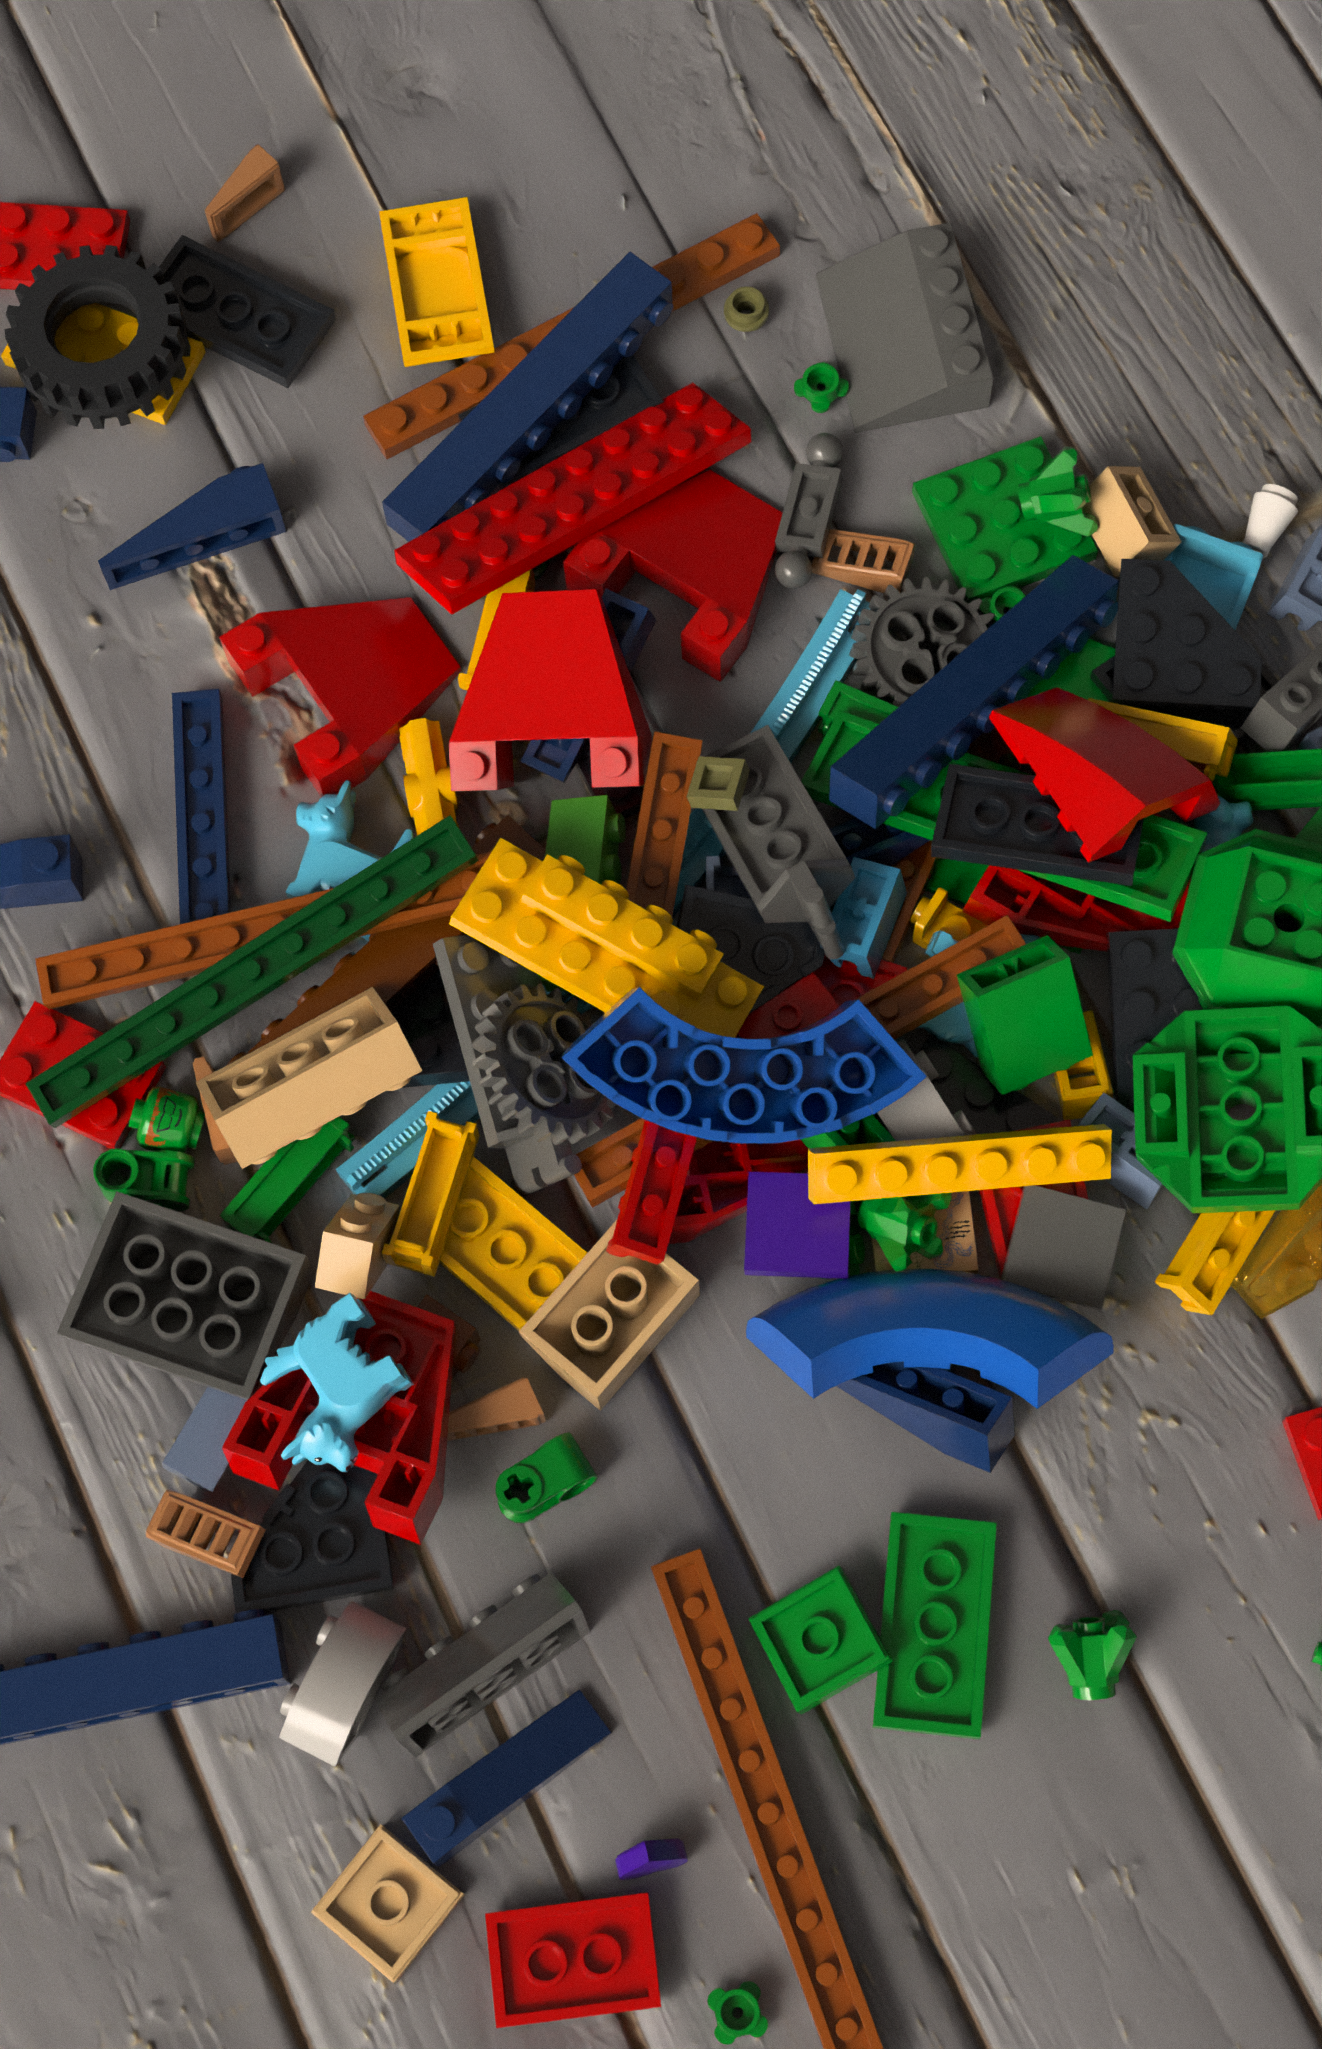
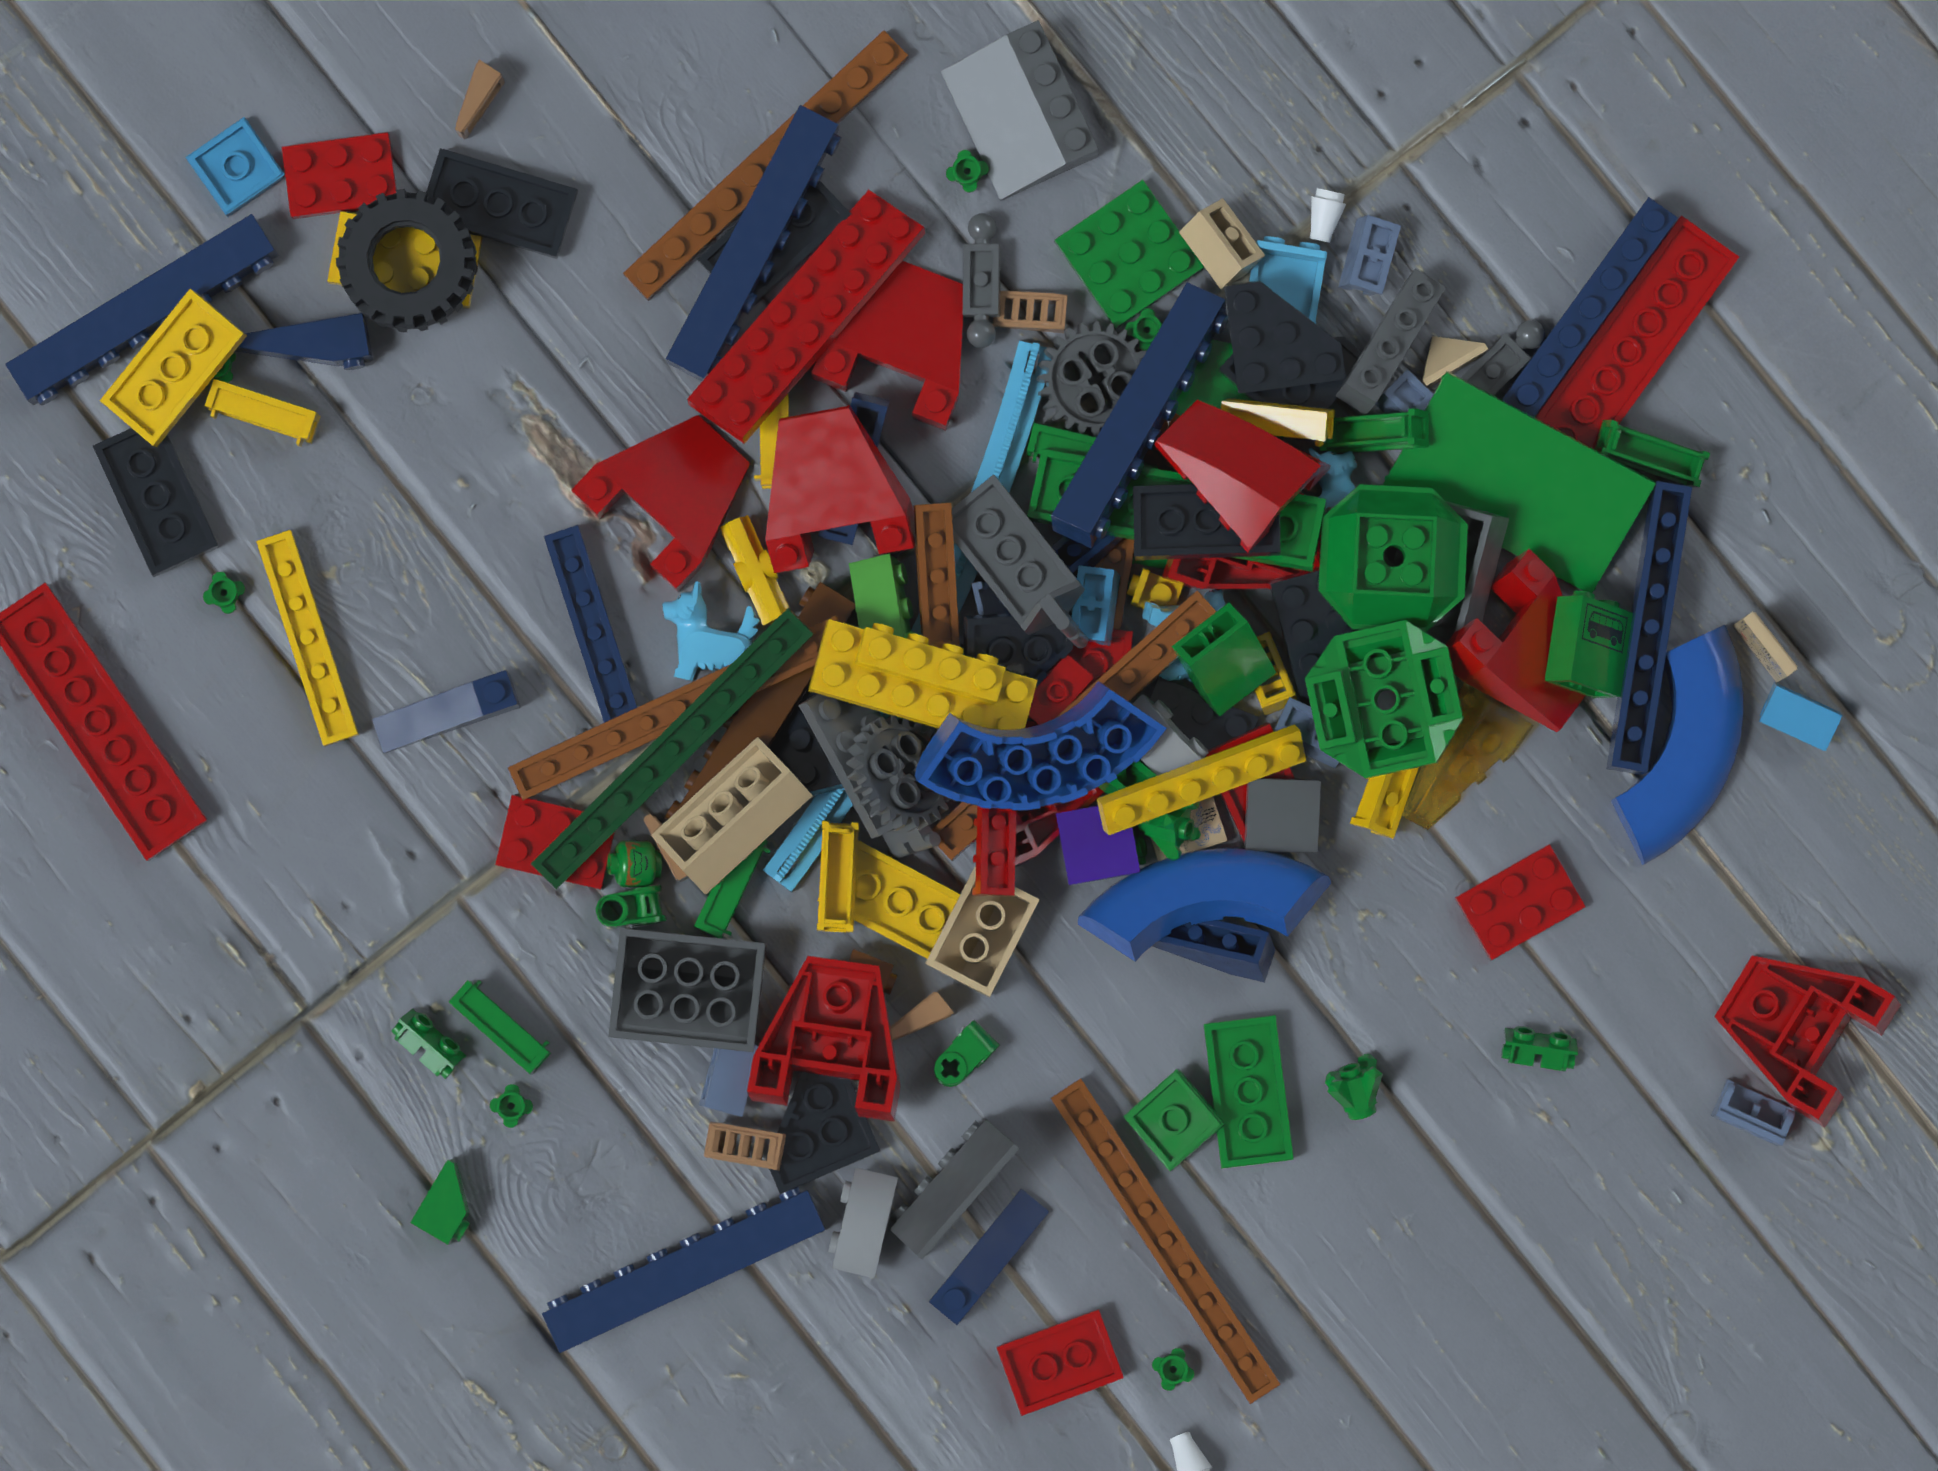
camera: 20 degrees left, 15 degrees up
(214, 520) = (539, 382): dark blue slope -> none
(344, 1378) = (818, 1027): medium azure animal -> none
(354, 1245) = (797, 926): tan brick -> none
(388, 1903) = (929, 1354): tan tile -> none
(436, 282) = (650, 147): yellow slope -> none
(650, 1857) = (1095, 1286): dark purple tile -> none
(718, 783) = (970, 534): olive plate -> none
(743, 299) = (894, 105): olive plate -> none
(1059, 495) = (1168, 238): green rock -> none

